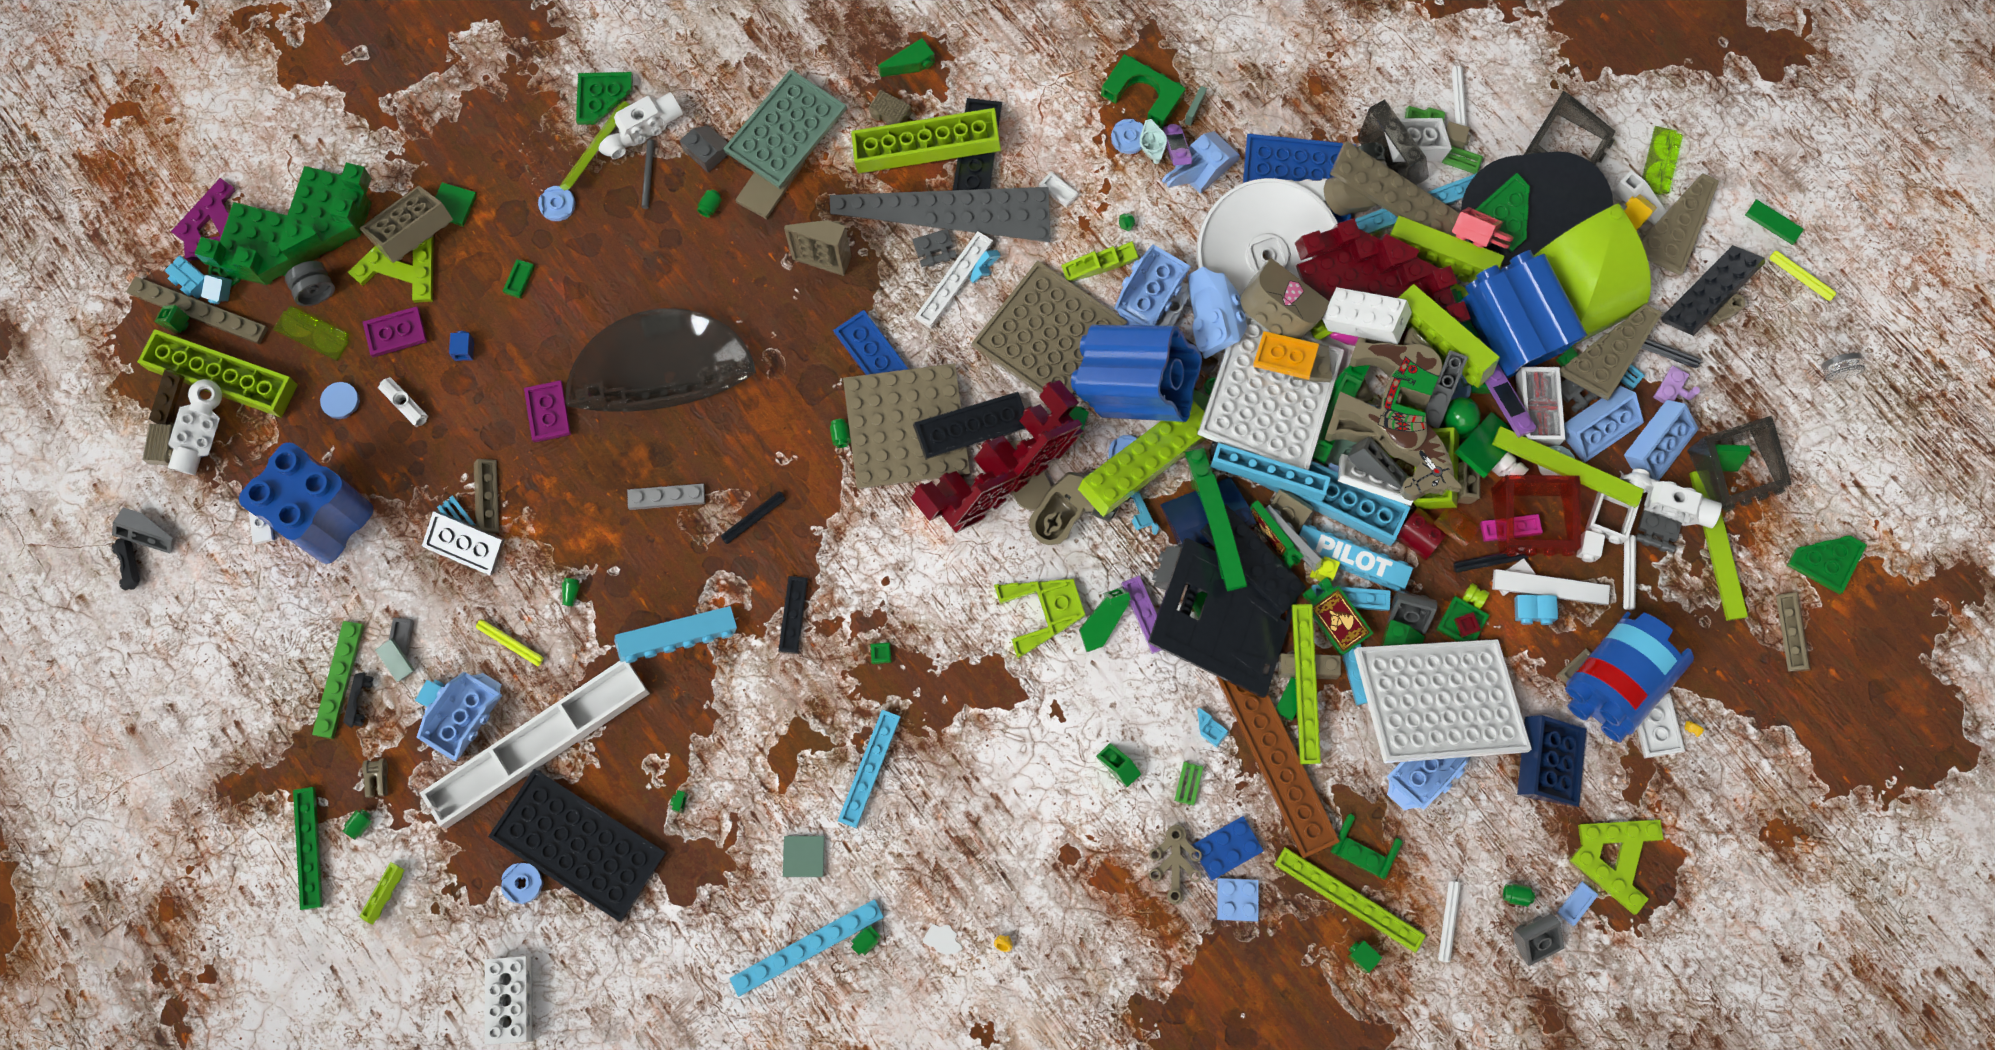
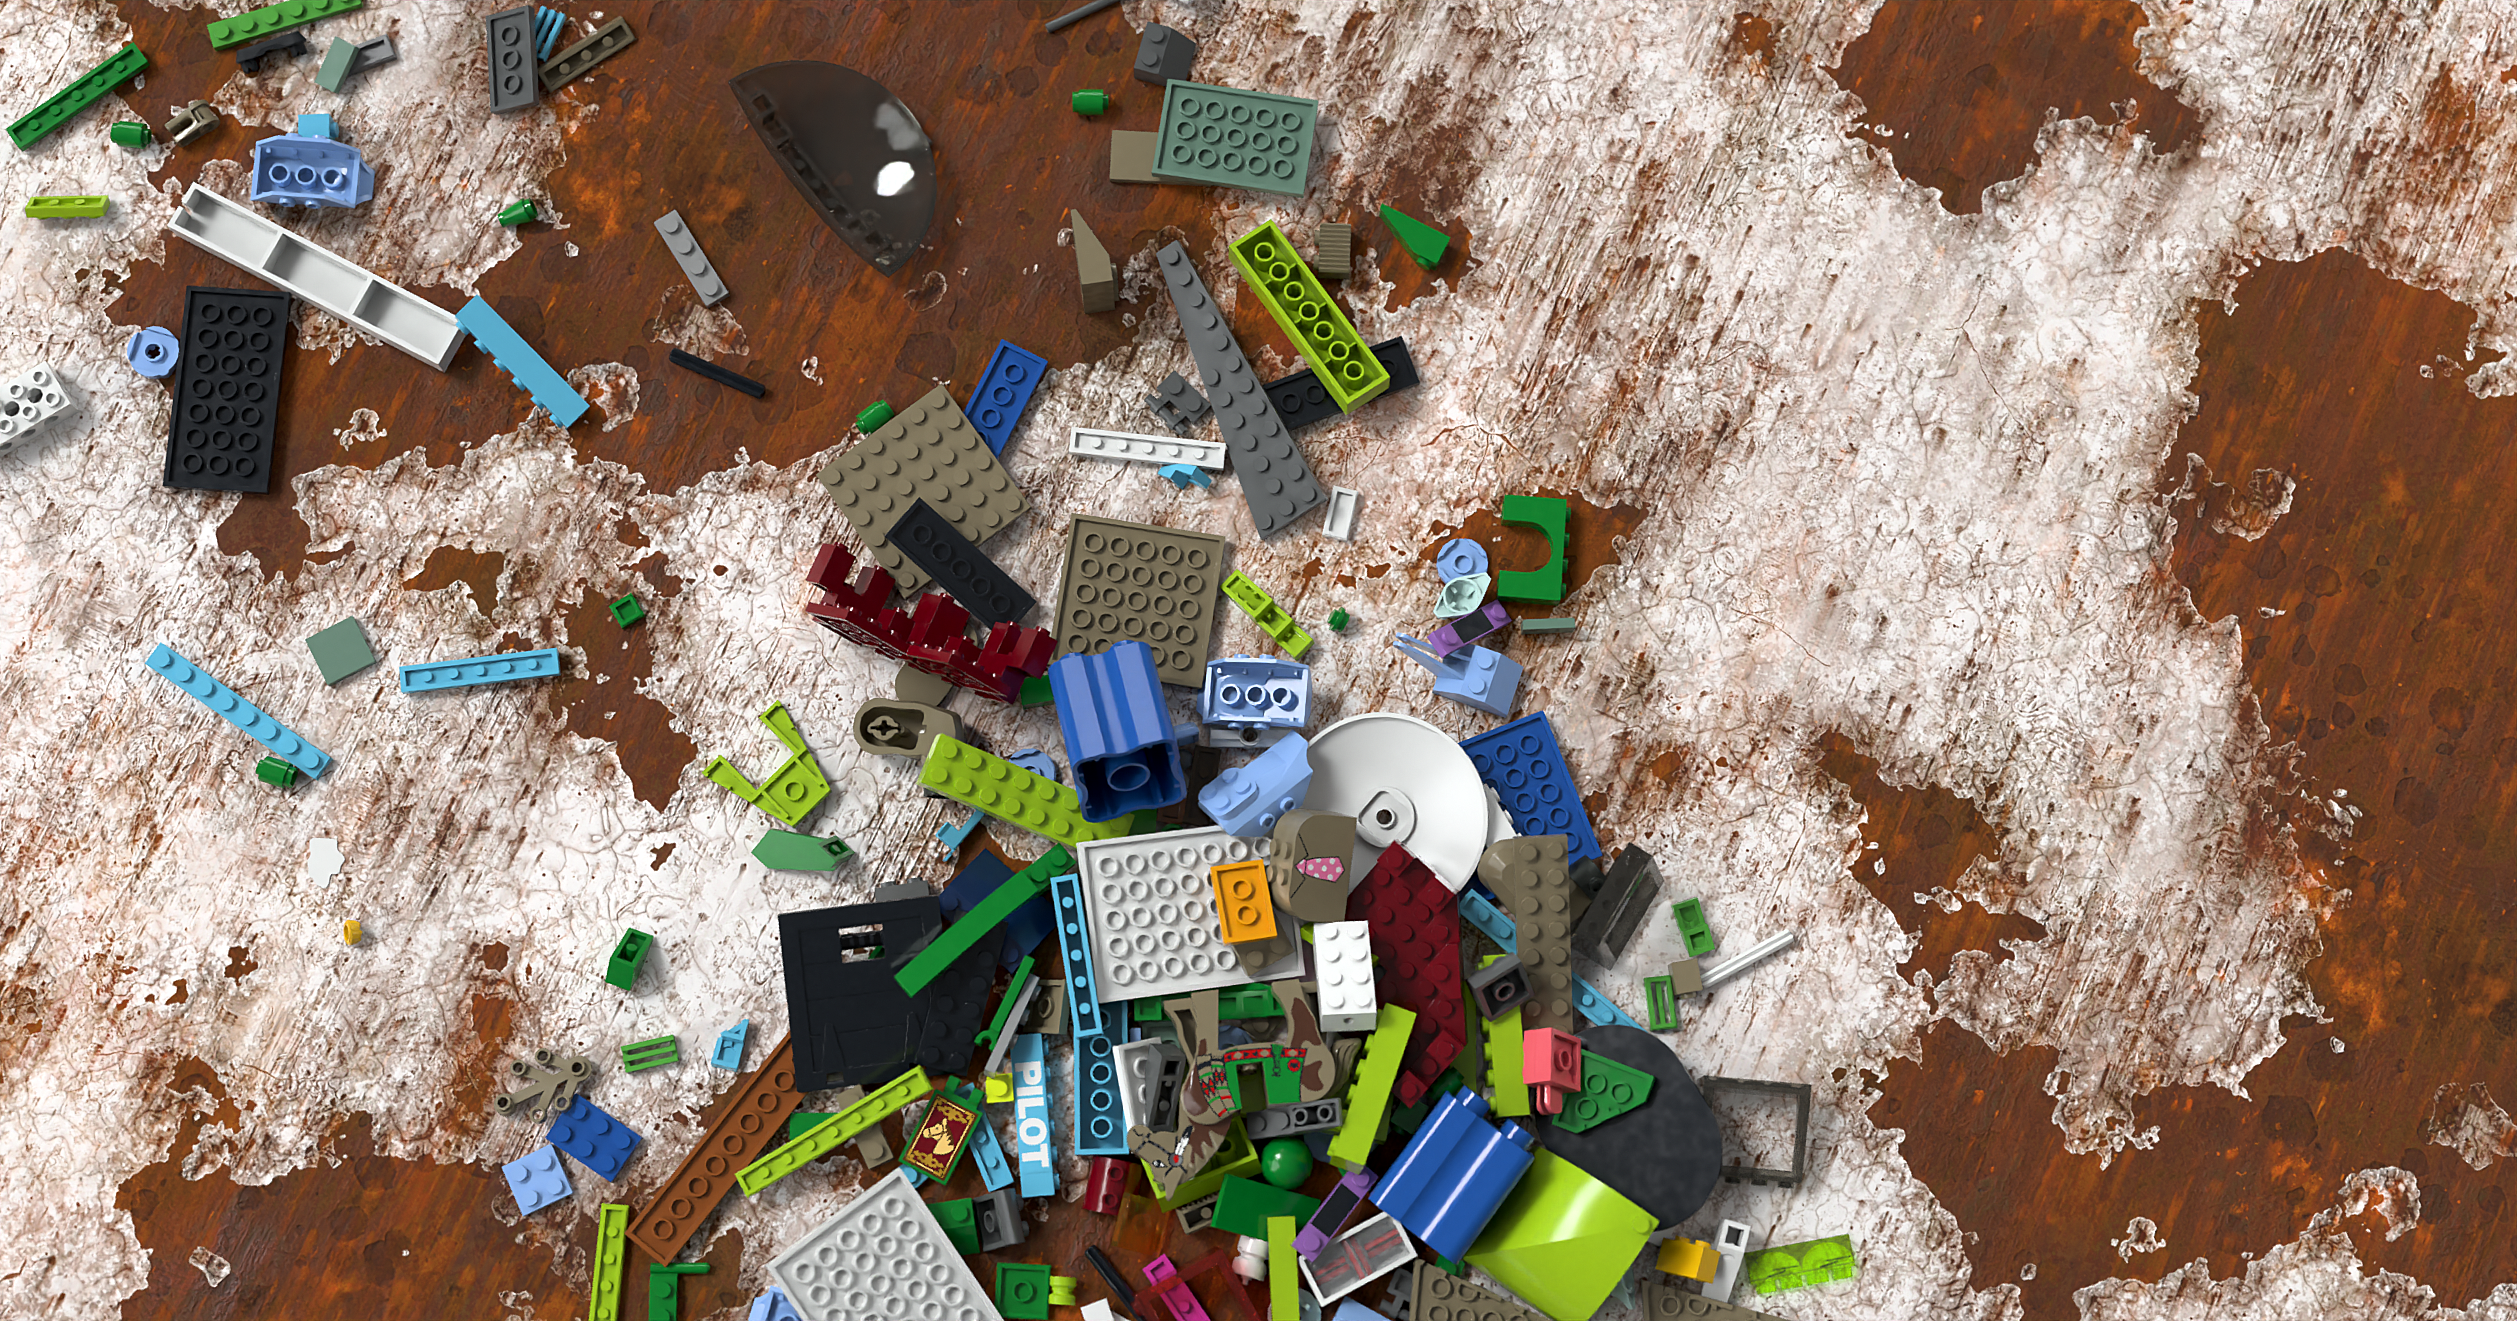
camera: 55 degrees right, 5 degrees up
(509, 642) = (424, 180): neon yellow axle -> none
(547, 411) = (722, 60): magenta plate -> none
(678, 801) = (332, 475): green plate -> none
(793, 615) = (622, 484): black tile -> none
(1141, 607) = (845, 883): medium lavender plate -> none
(1418, 228) = (1500, 986): none -> dark grey brick
(1429, 136) = (1650, 933): white brick -> none
(1467, 624) = (1018, 1297): dark red tile -> none

